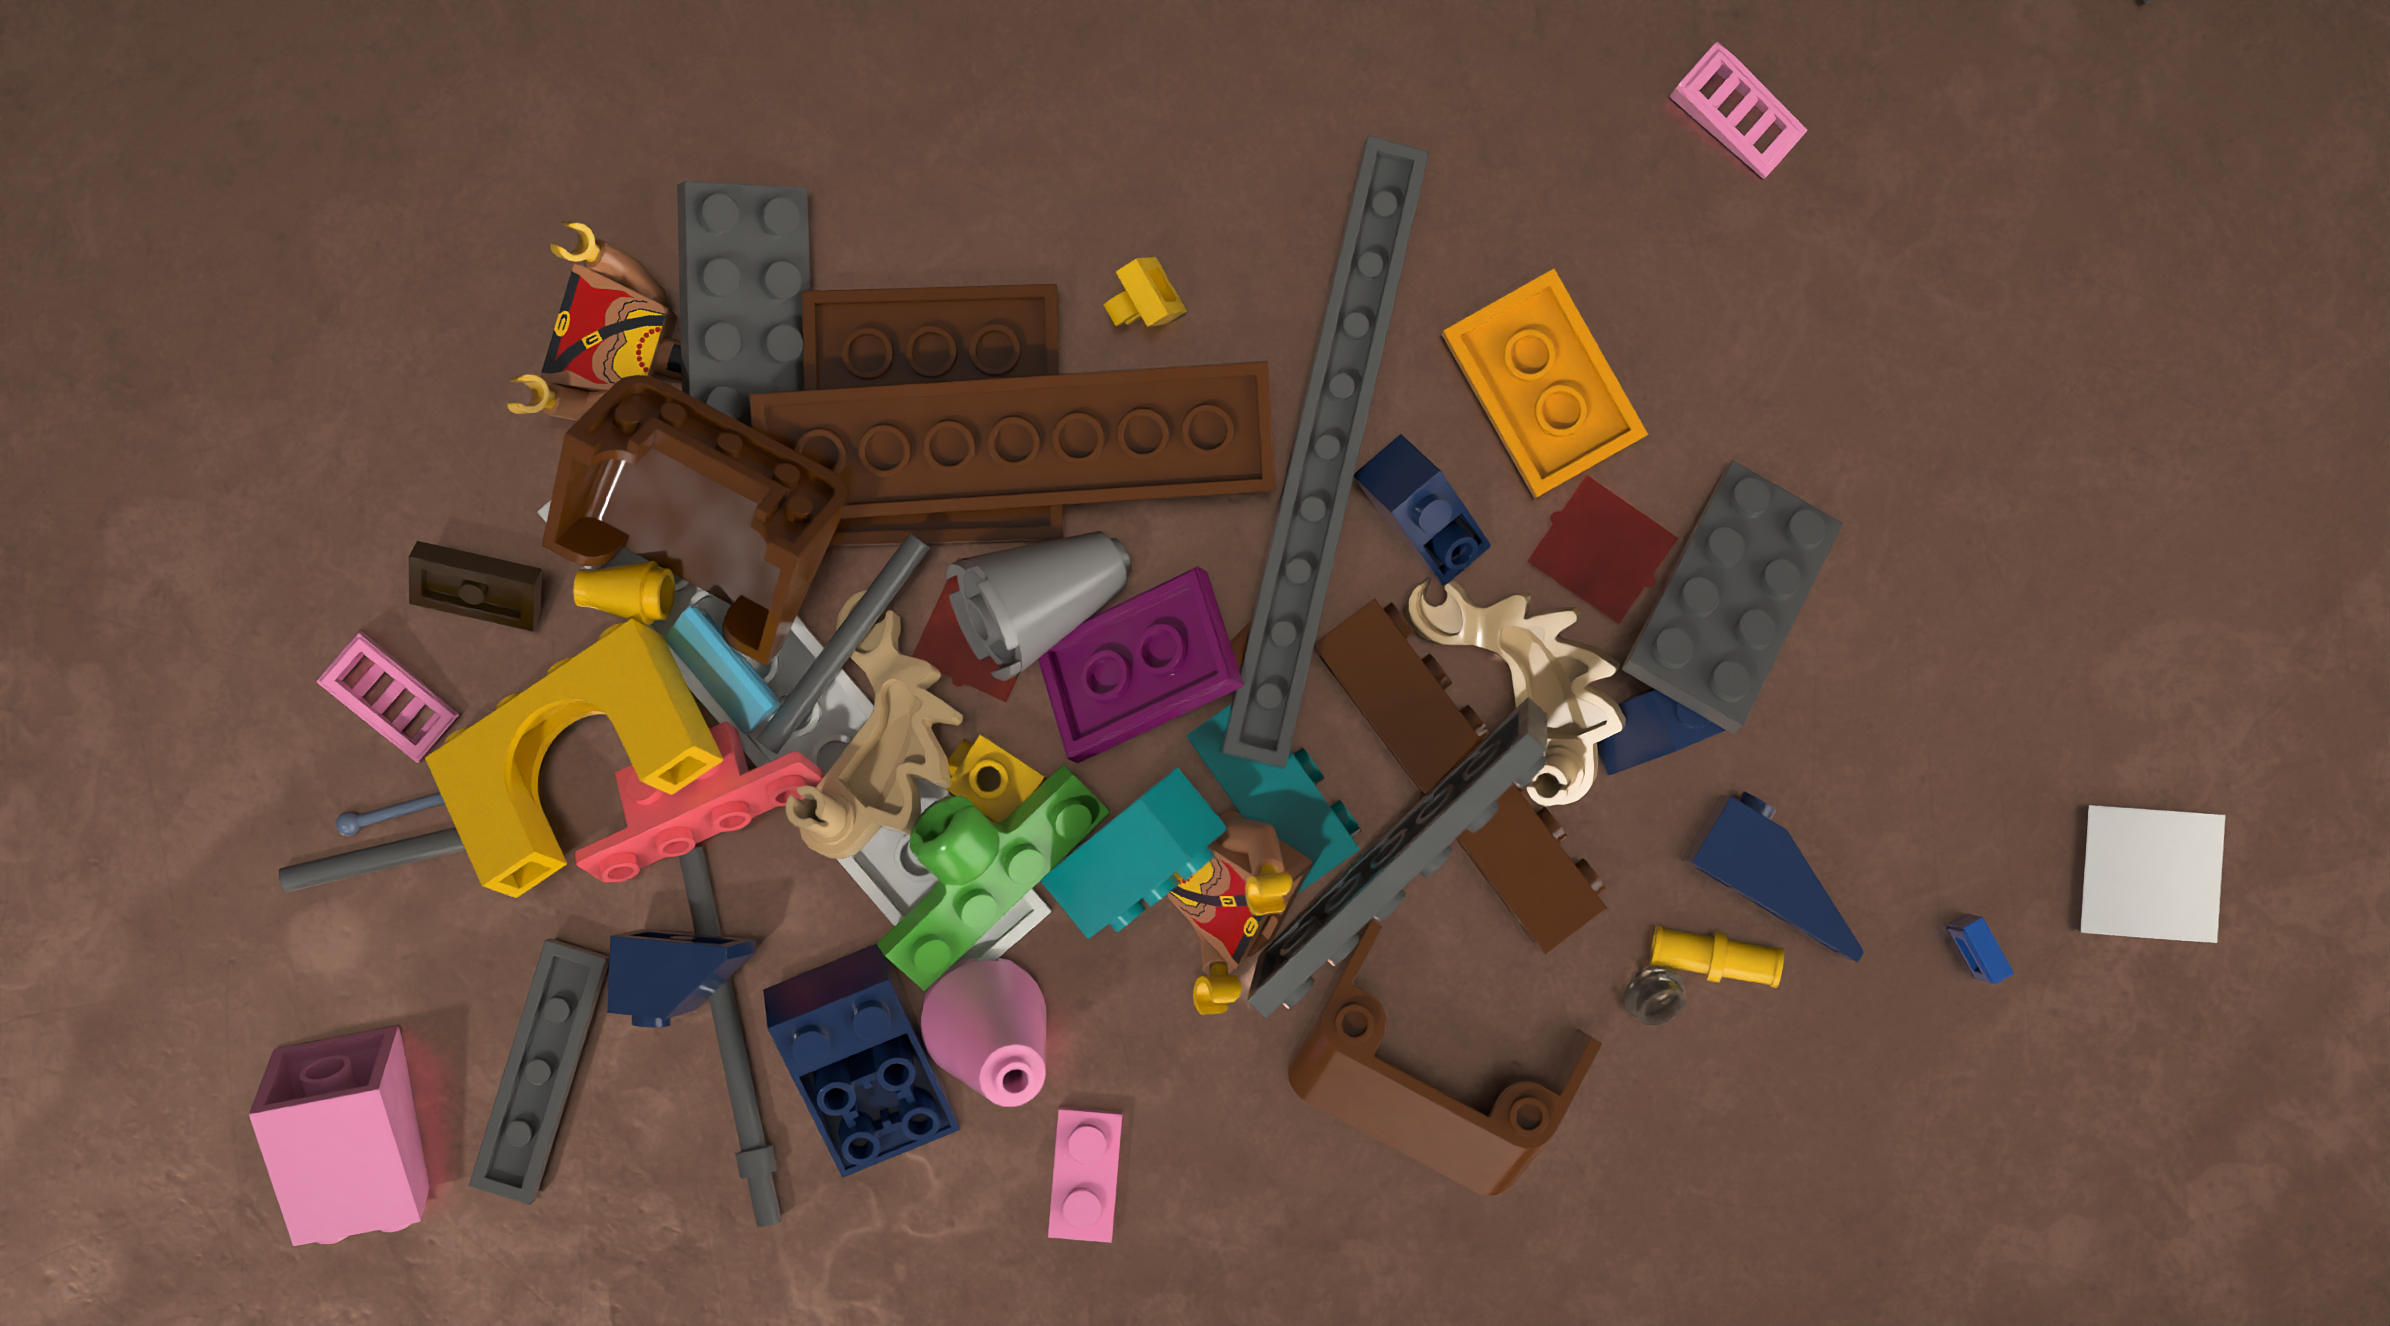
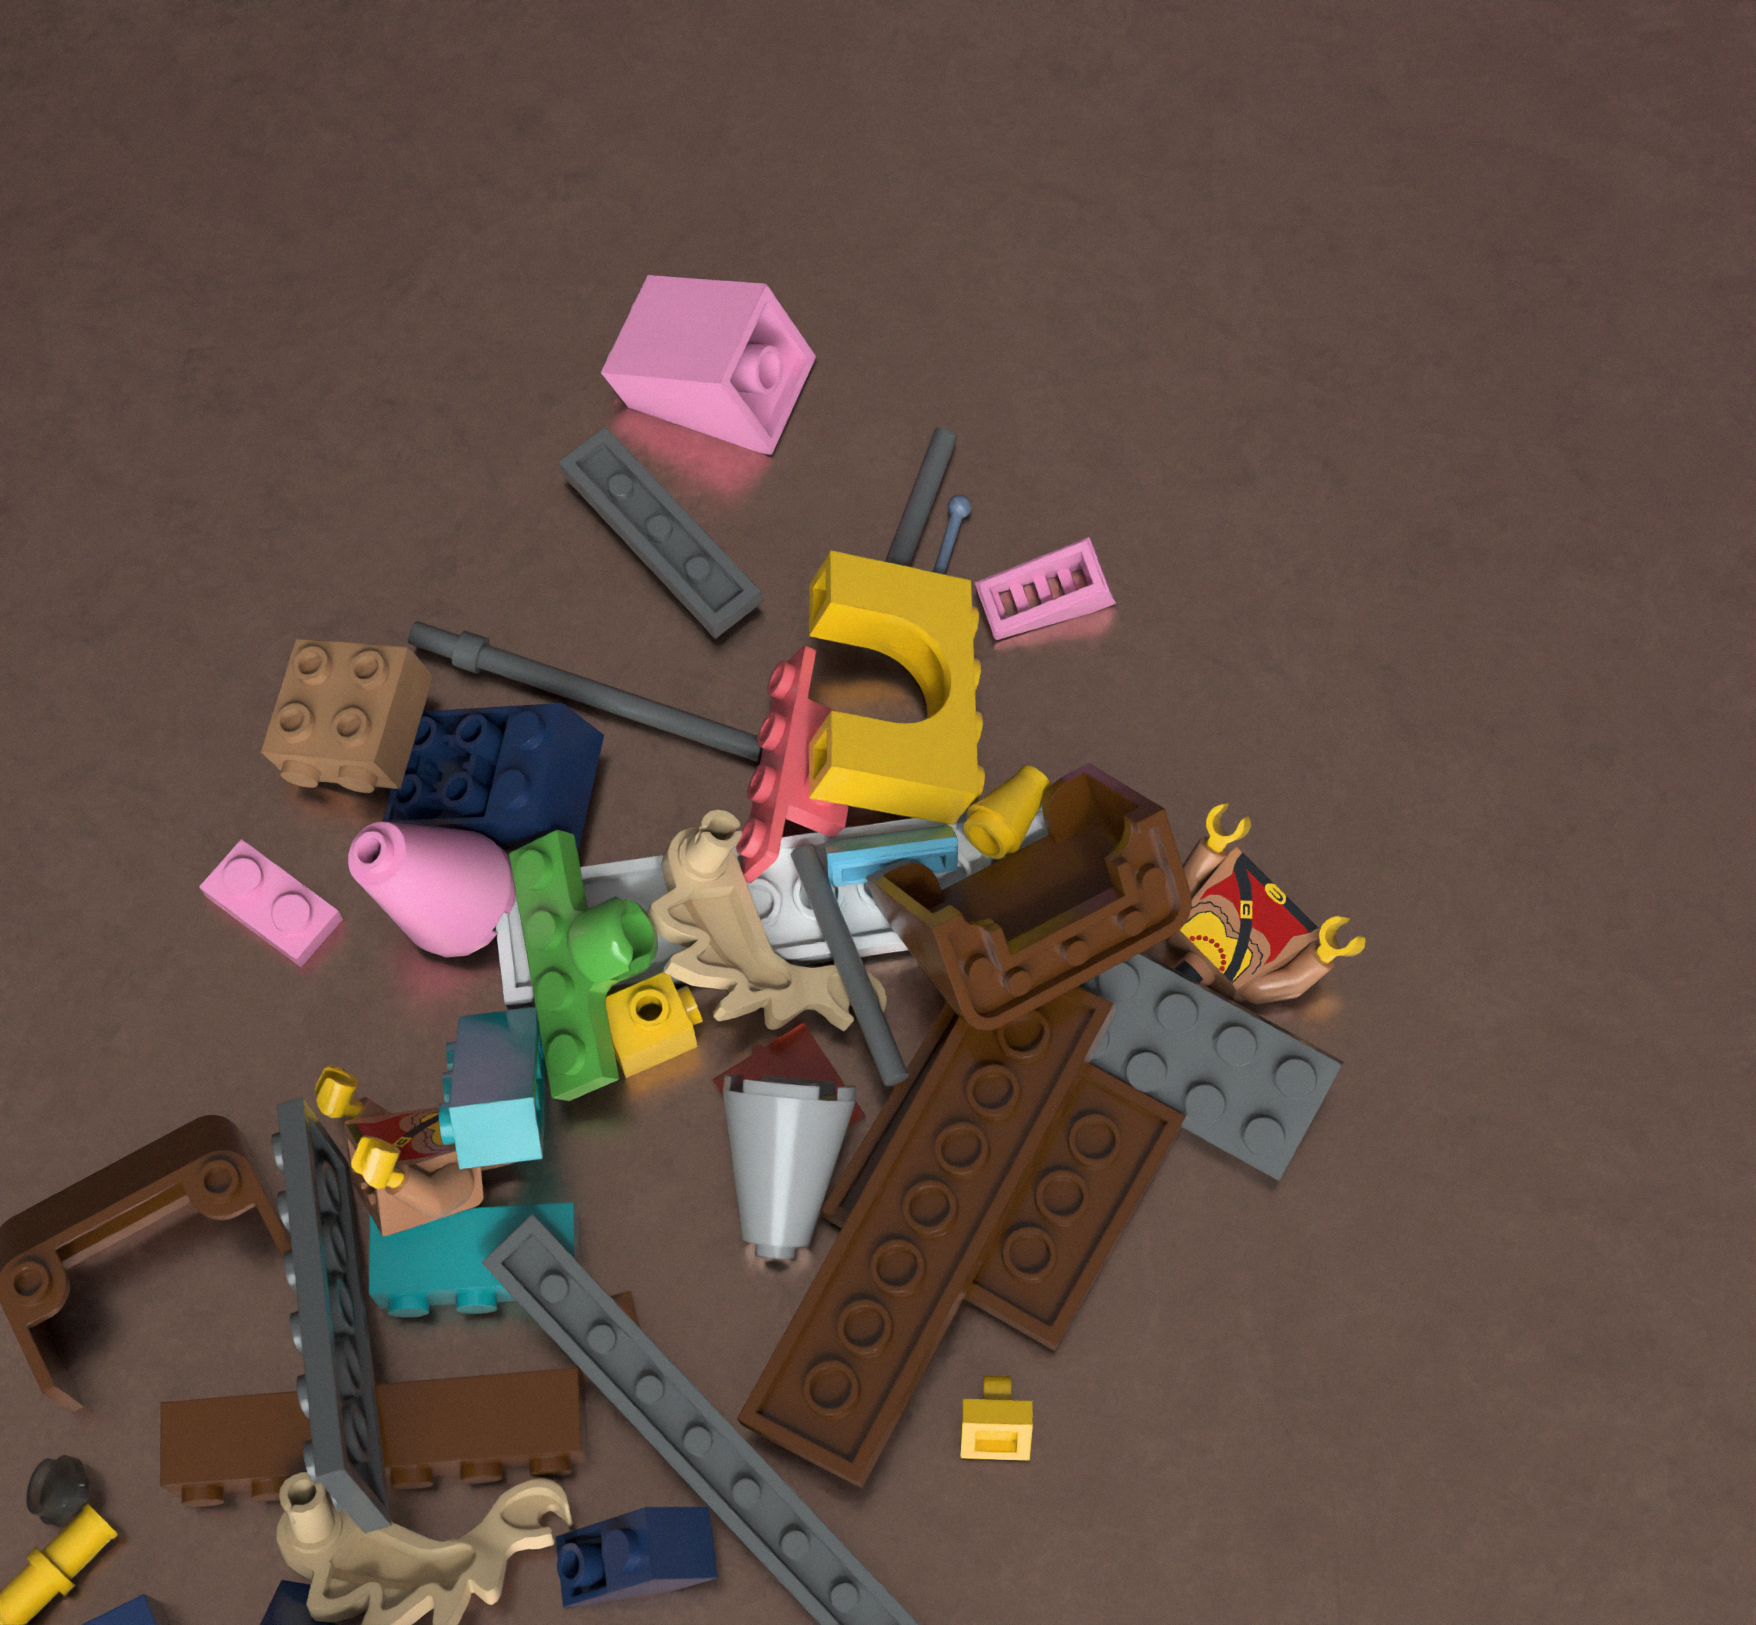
camera: 125 degrees right, 20 degrees down
(475, 586) = (1093, 705): dark brown plate -> none
(669, 972) = (670, 667): dark blue slope -> none
(885, 1220) = (347, 714): none -> medium nougat brick
(1139, 665) = (661, 1202): magenta tile -> none

